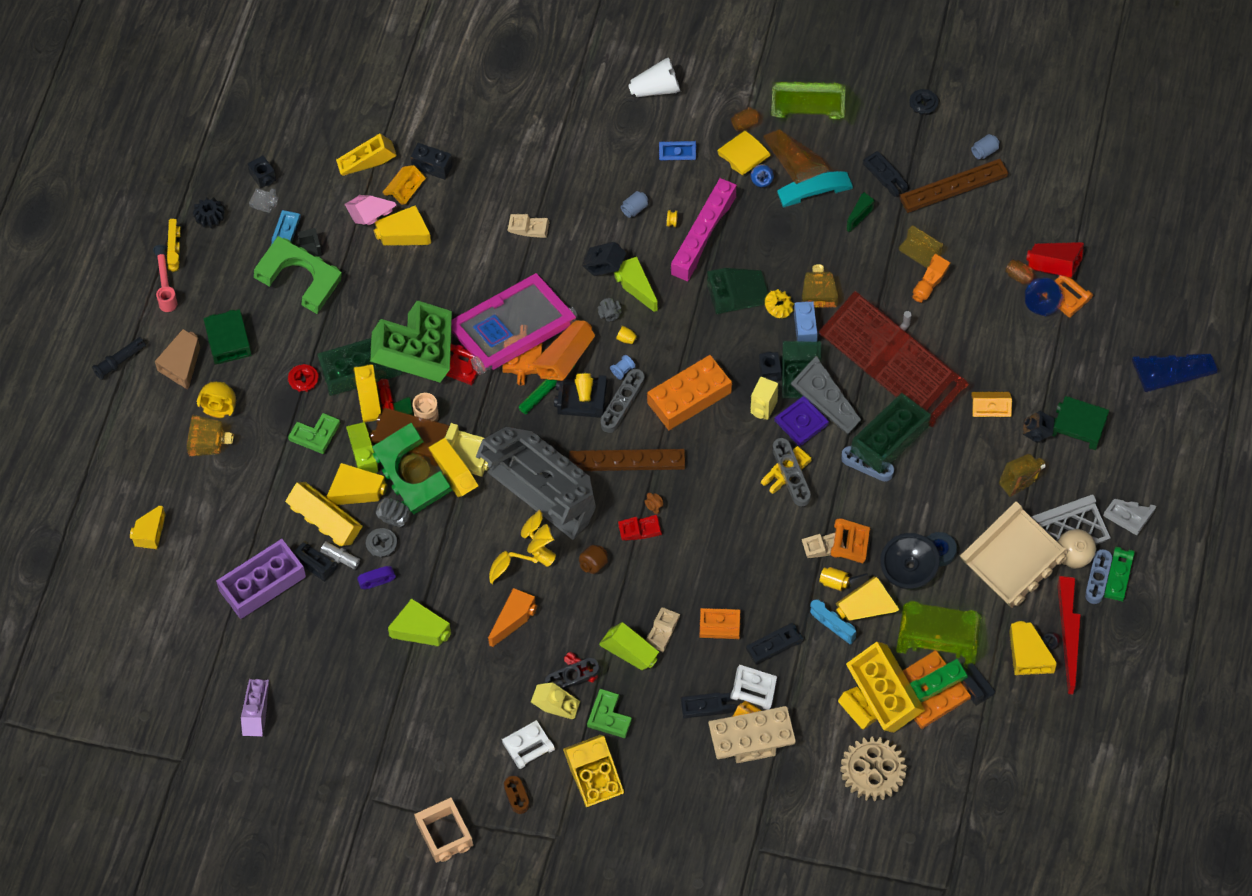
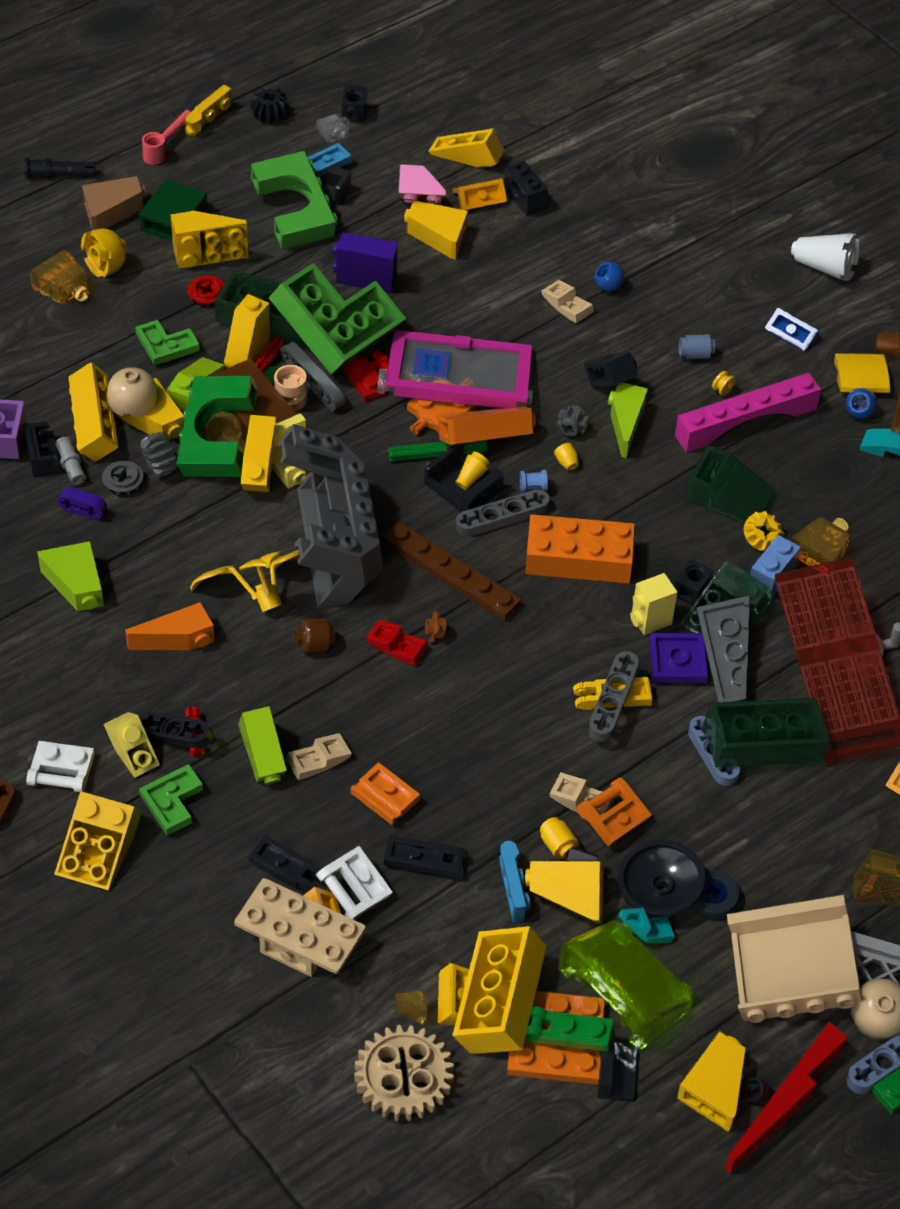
camera: 35 degrees right, 10 degrees down
(273, 343) = (207, 238): none -> yellow slope
(341, 485) = (132, 392): none -> tan cylinder
(389, 288) = (365, 260): none -> dark purple brick
(441, 393) = (316, 378): none -> dark grey beam
(540, 190) = (609, 276): none -> blue piece
(846, 730) = (412, 1005): none -> clear yellow slope
(924, 594) = (648, 928): none -> teal slope

